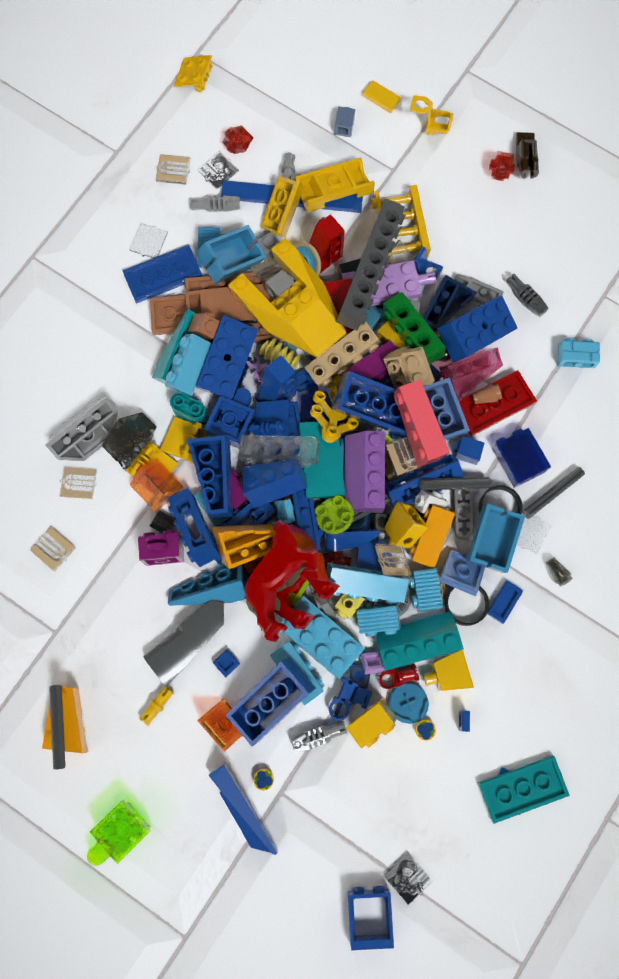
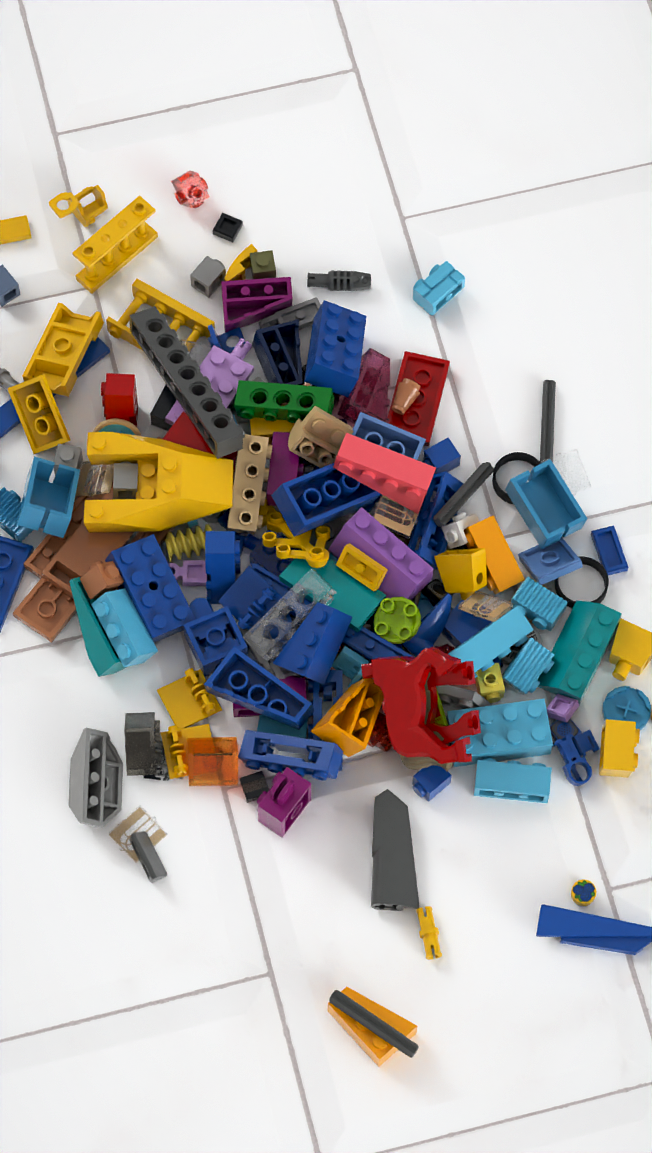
camera: 50 degrees left, 10 degrees down
(52, 548) = (183, 910): piece -> none
(65, 500) = (147, 856): none -> dark grey slope
(116, 835) = (517, 1057): clear neon green brick -> none
(188, 408) = (163, 668): teal brick -> none
(218, 585) = (365, 777): dark azure wedge -> none
(219, 726) = (502, 887): clear orange slope -> none
(226, 663) = (445, 838): blue tile -> none
(249, 623) = (430, 781): none -> blue brick
(270, 701) = (520, 843): blue brick -> none
(317, 736) = (587, 811): light grey hinge -> none
(347, 465) = (361, 567): none -> yellow plate
(400, 676) = (595, 696): red connector -> none
(424, 164) = (115, 244): none -> yellow fence
(458, 222) = (208, 276): none -> light grey brick
(458, 525) = (510, 520): light grey beam -> none
(466, 258) = (254, 300): none -> magenta wedge
(474, 234) = (240, 264): none -> yellow slope
(492, 246) = (262, 265): none -> olive brick
(500, 207) = (227, 227): none -> black tile
(521, 457) = (489, 420): clear blue brick -> none
(527, 154) = (199, 158): dark brown plate -> none
(559, 573) = (624, 481): clear smoke cone -> none

